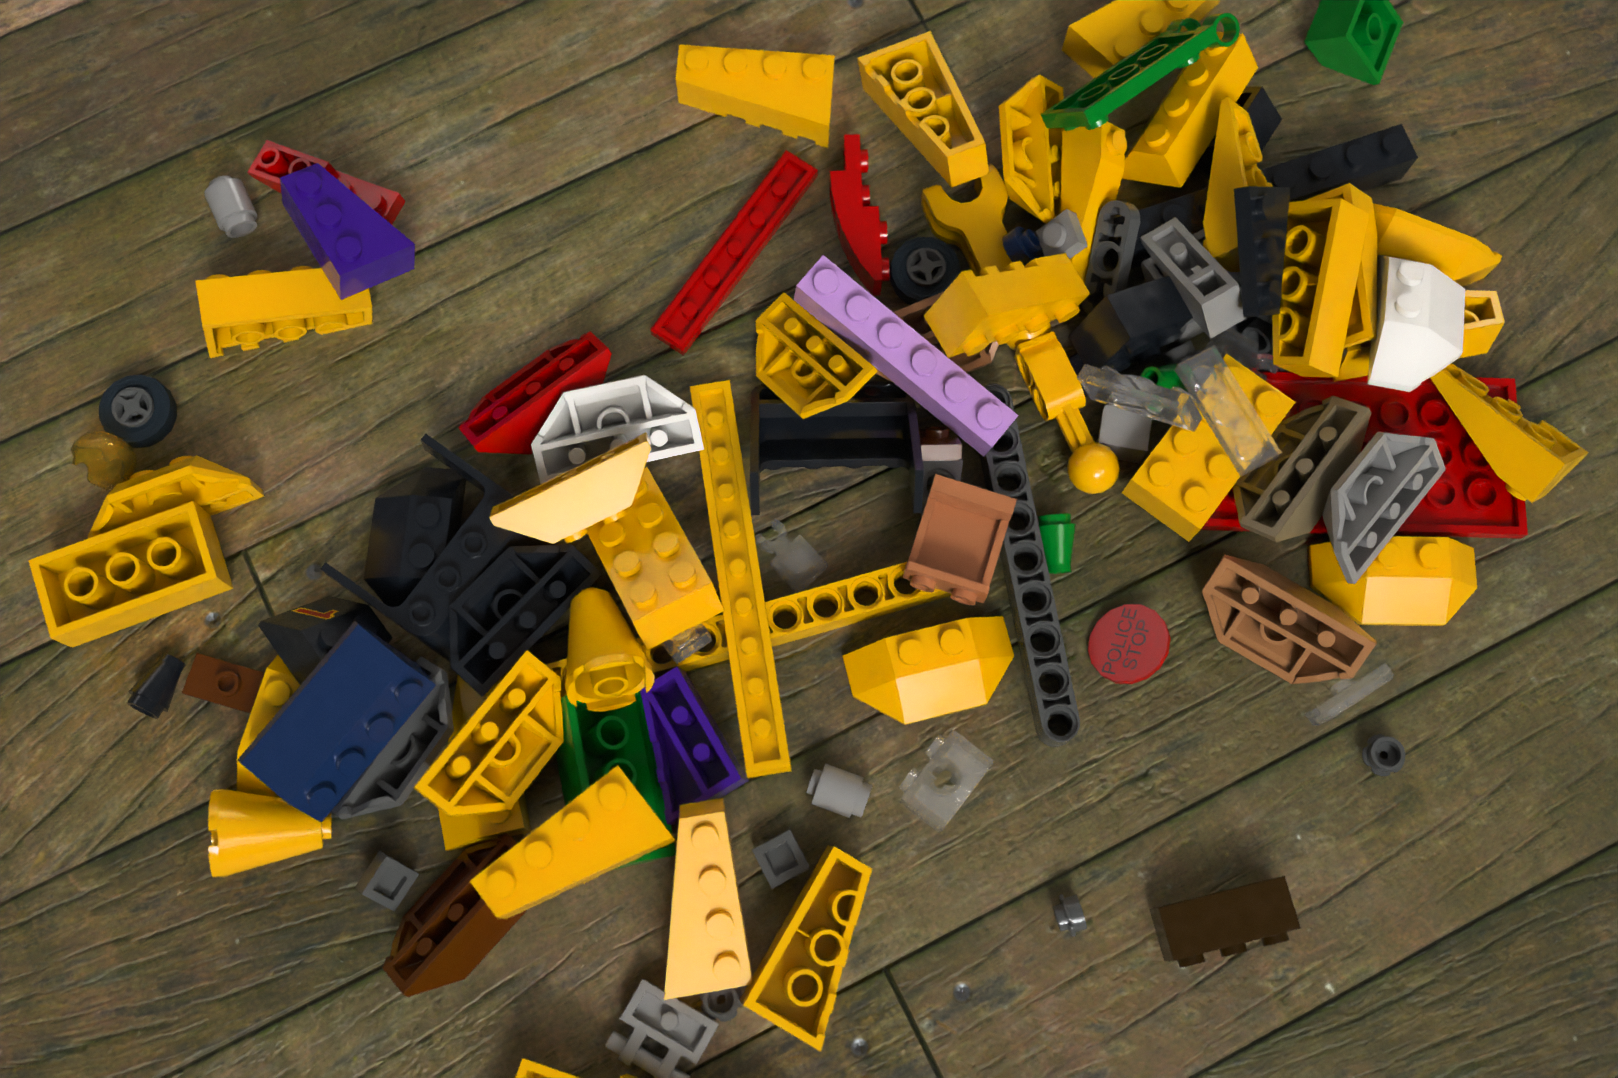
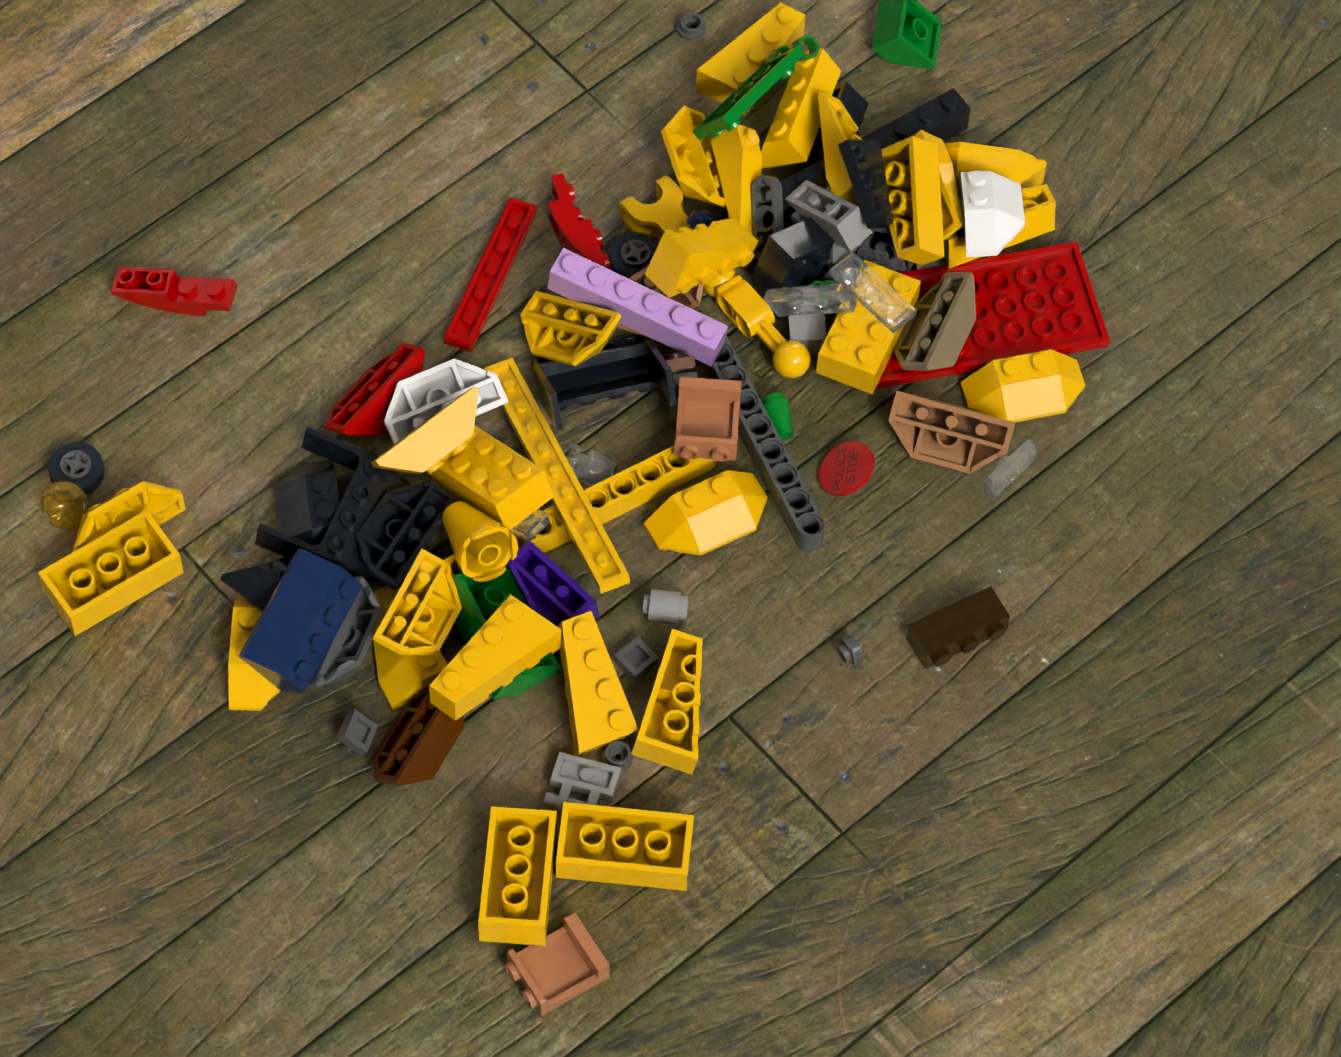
camera: 15 degrees left, 15 degrees down
(157, 686) = (148, 647): black cone -> none
(223, 683) = (200, 635): reddish brown plate -> none
(231, 206) = (104, 317): light grey brick -> none
(258, 831) = (257, 715): yellow cone -> none
(276, 306) = (165, 374): yellow wedge -> none
(344, 232) = (205, 310): dark purple wedge -> none
(760, 86) = (480, 158): yellow wedge -> none
(926, 106) = (606, 143): yellow wedge -> none
(967, 768) = (735, 598): clear brick -> none
(1062, 235) = (729, 207): light grey plate -> none
(1378, 497) = (993, 326): light grey wedge -> none
(1393, 749) = (1045, 496): dark grey plate -> none
(1521, 453) = (1090, 285): yellow wedge -> none

